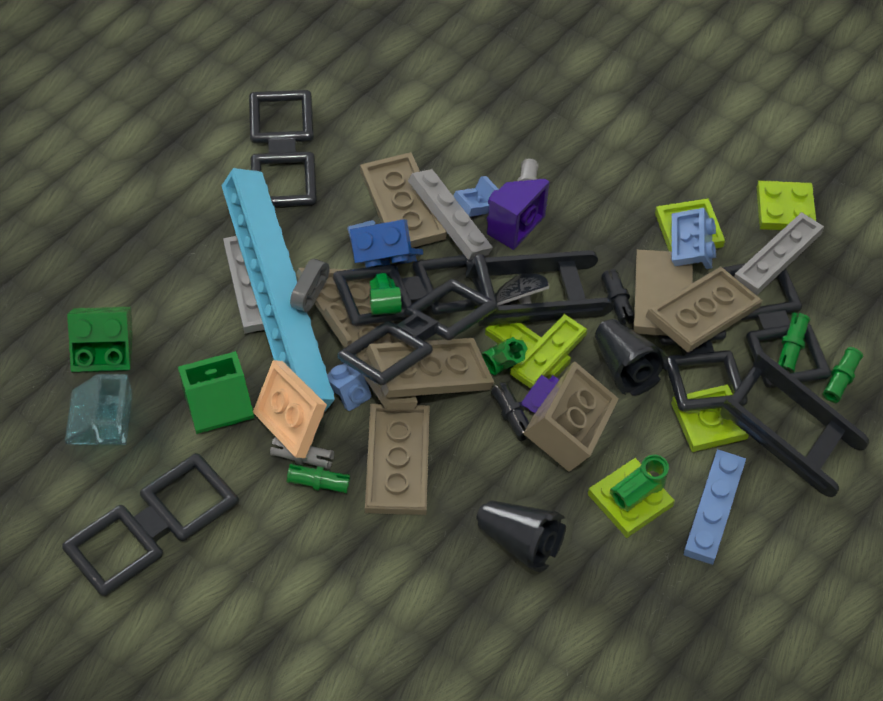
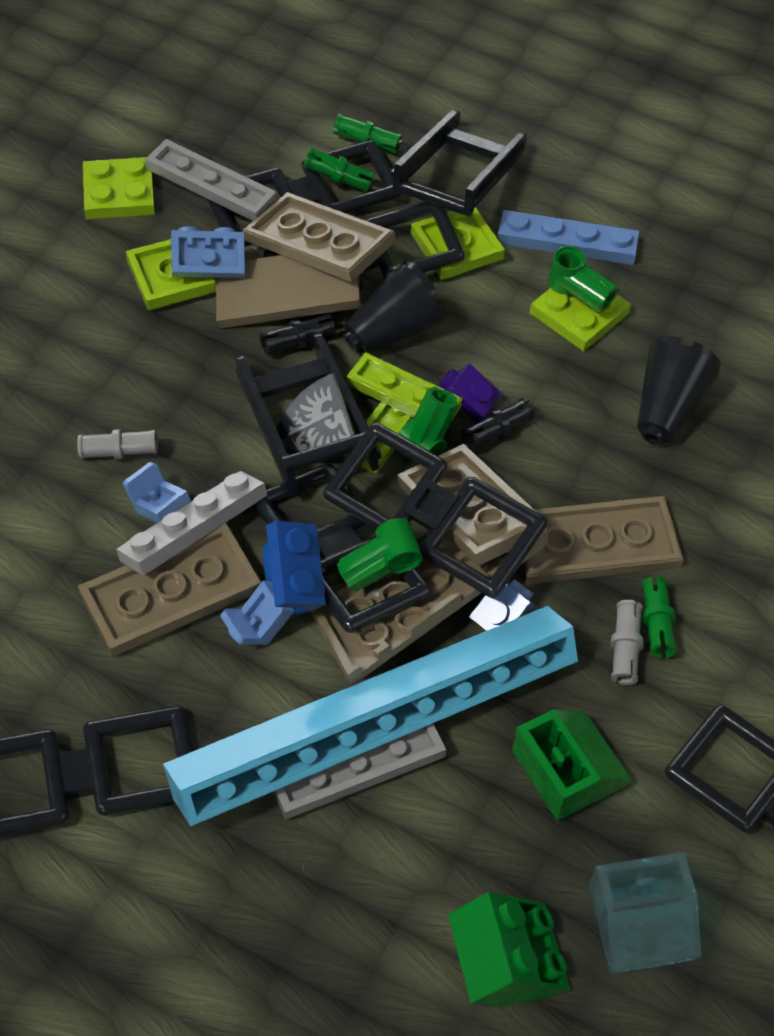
camera: 100 degrees left, 0 degrees up
(289, 409) = (591, 643): light nougat plate -> none
(309, 285) = (389, 643): dark grey beam -> none
(516, 210) = (191, 435): dark purple slope -> none
(572, 417) = (510, 353): dark tan slope -> none

